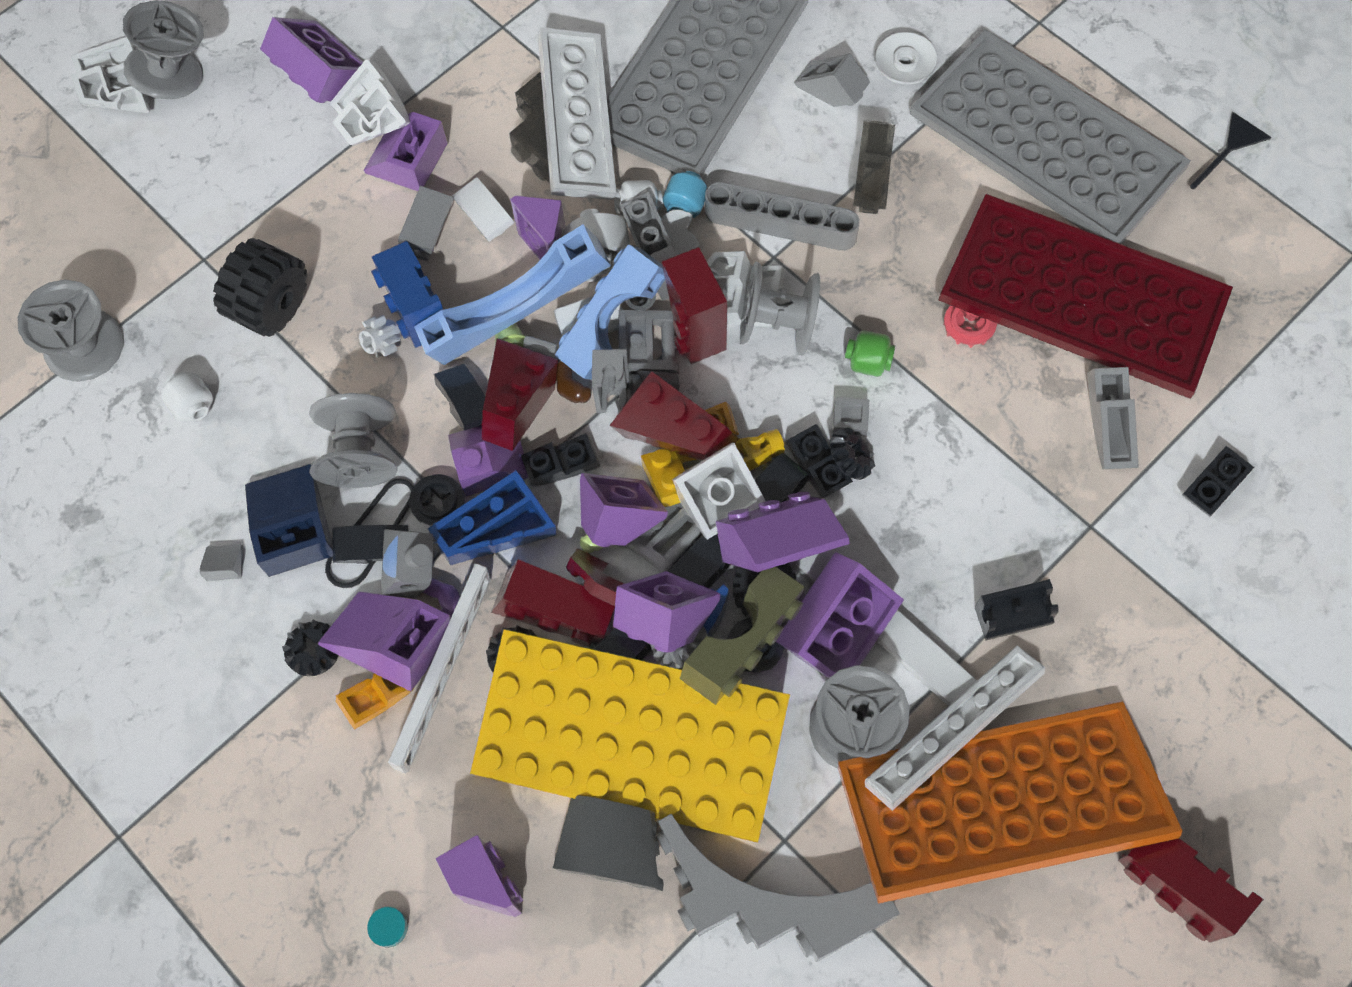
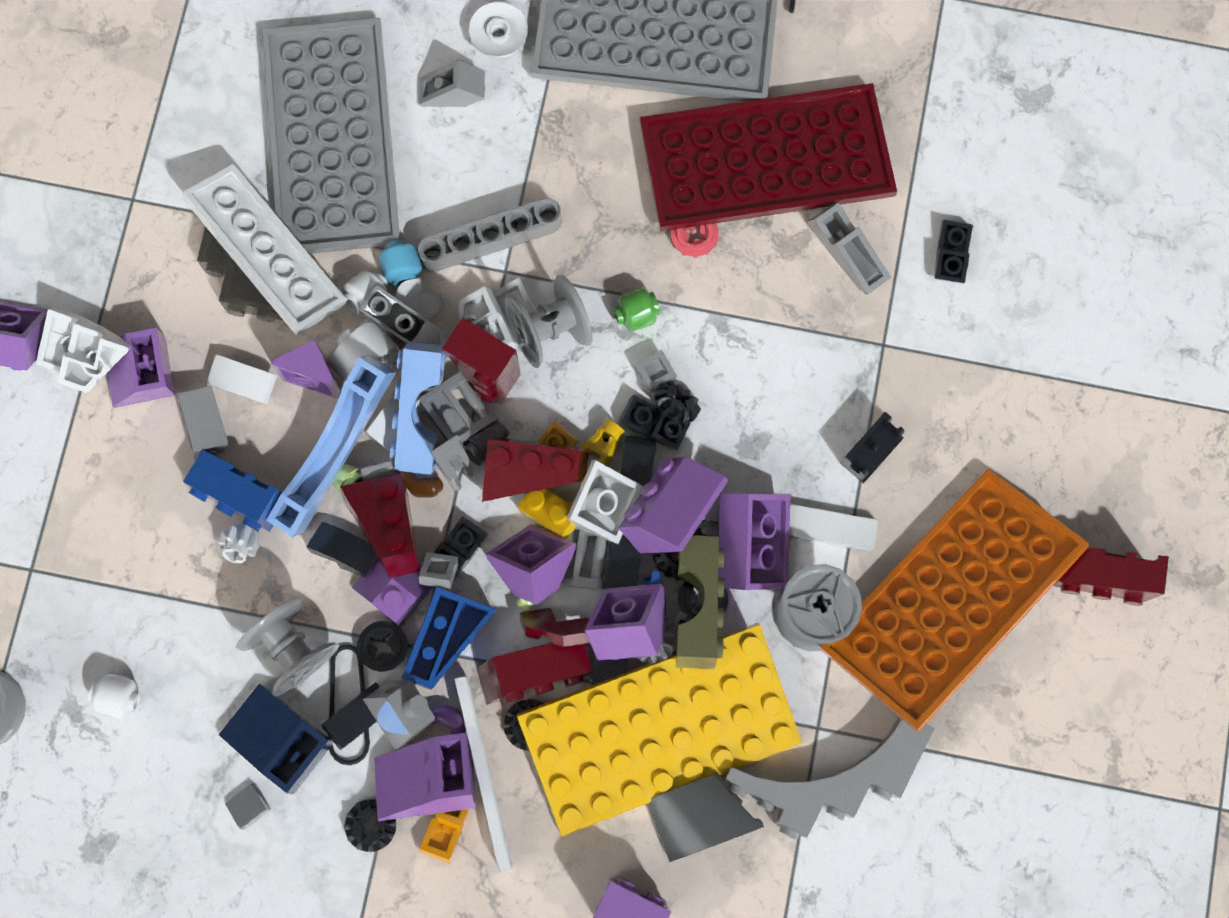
camera: 40 degrees left, 10 degrees up
(260, 287) = (111, 568): black wheel -> none
(528, 459) = (438, 570): none -> light grey plate
(873, 166) = (540, 152): clear smoke arch -> none
(954, 727) = (886, 566): white tile -> none

